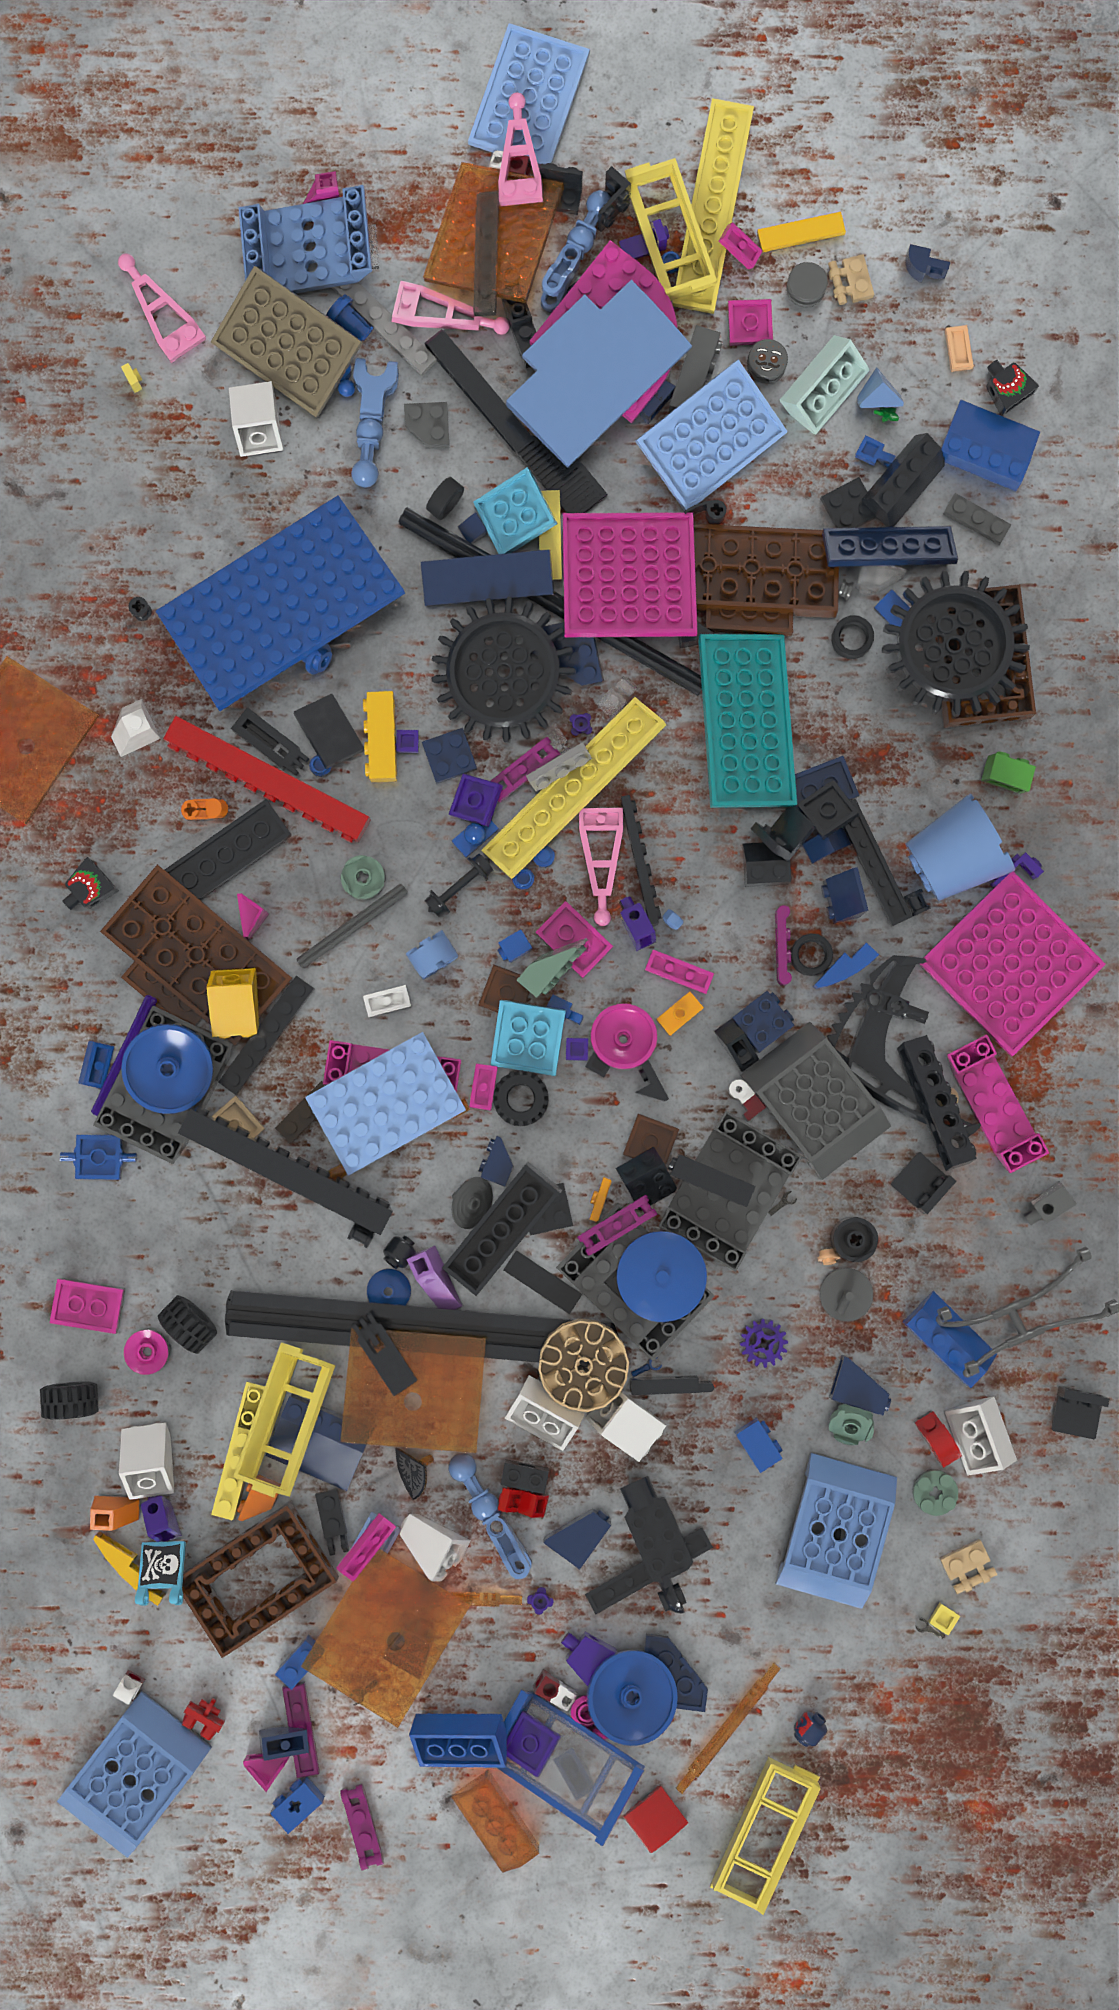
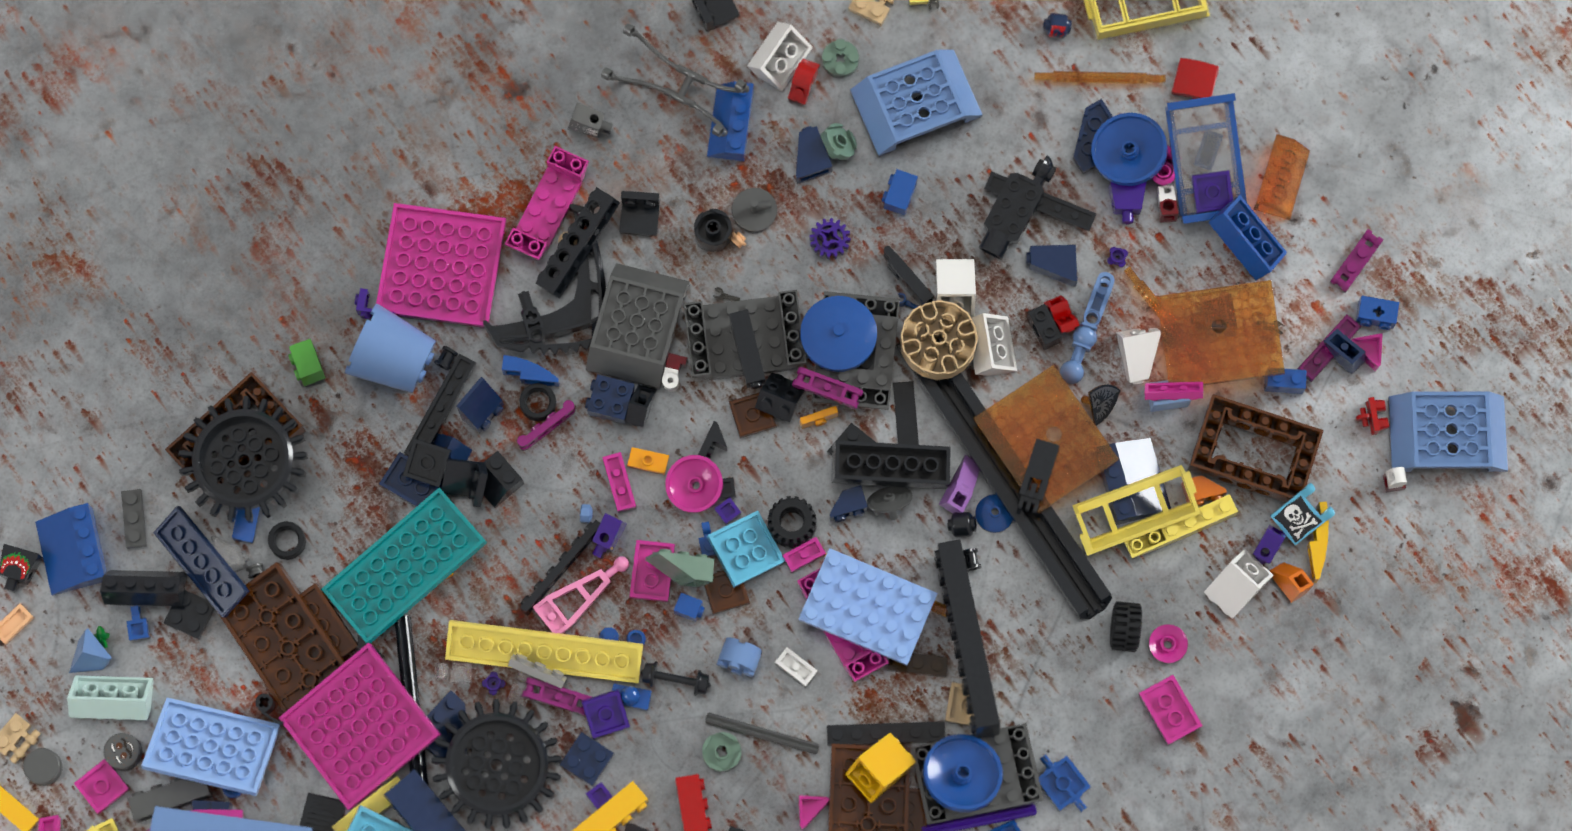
camera: 125 degrees left, 10 degrees down
(69, 1400) = (1241, 666): black tyre -> none
(332, 1519) = (1176, 433): black hinge -> none

